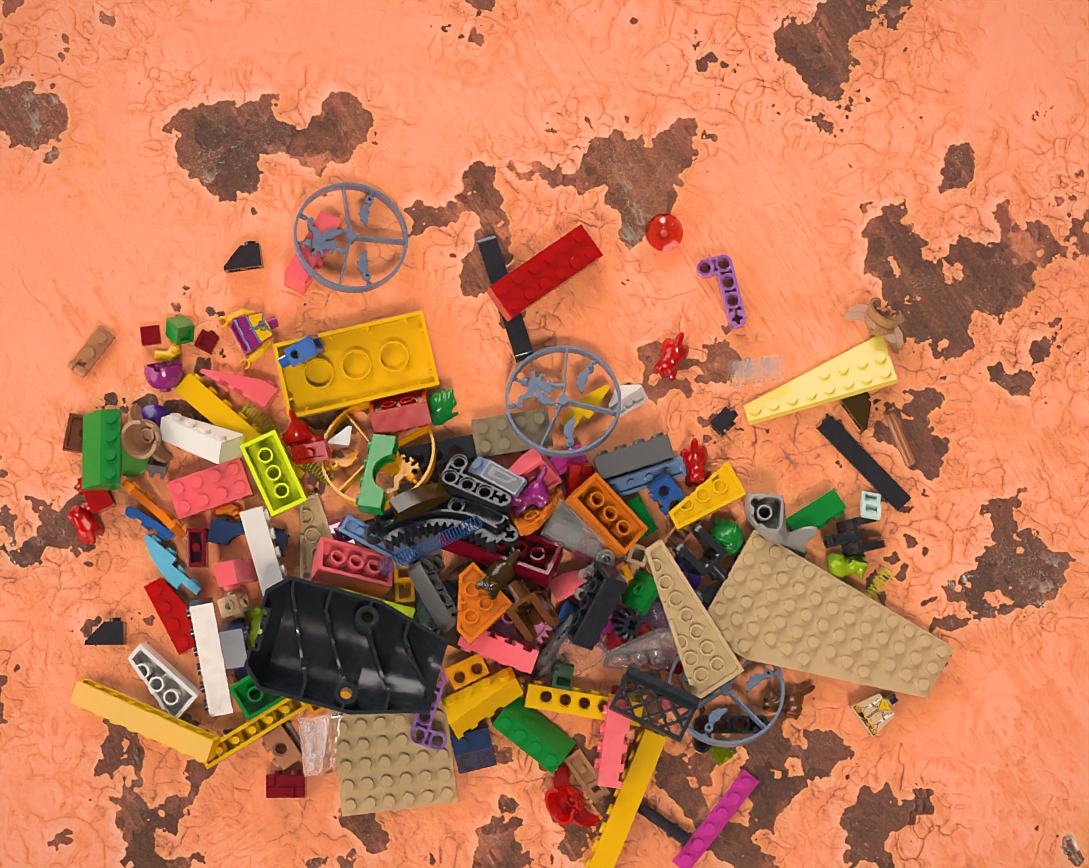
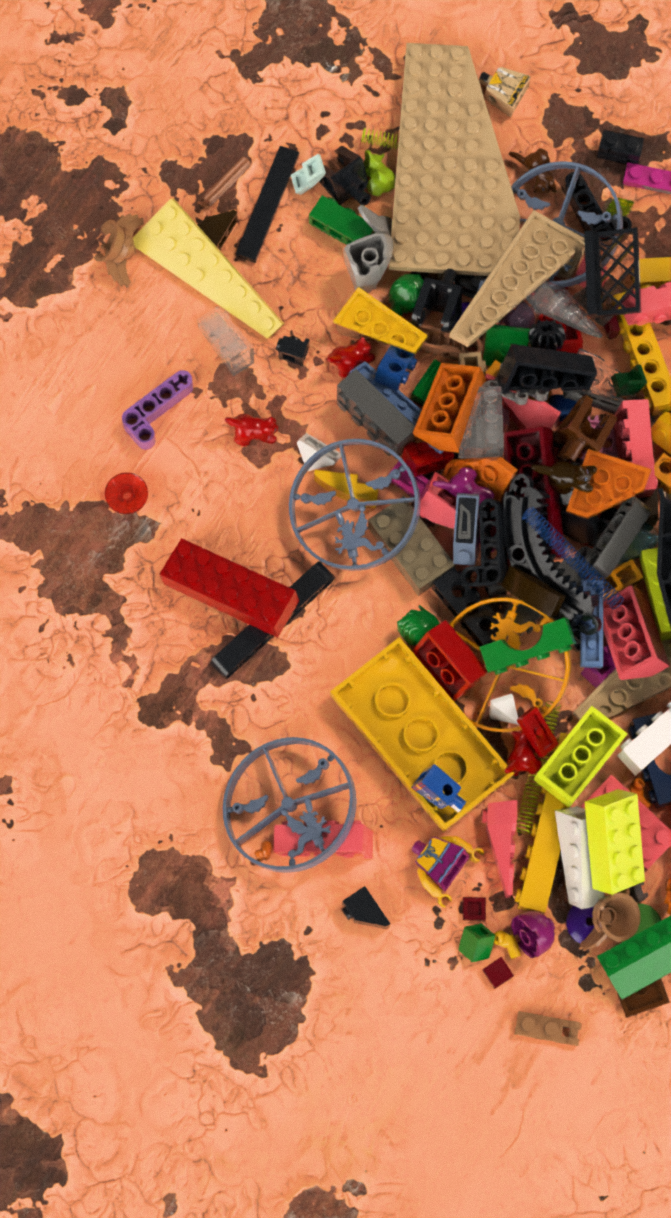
camera: 115 degrees left, 10 degrees down
(194, 462) = (614, 841): none -> neon yellow brick
(325, 204) = (265, 851): none -> orange arm
(774, 781) = (620, 147): none -> black brick

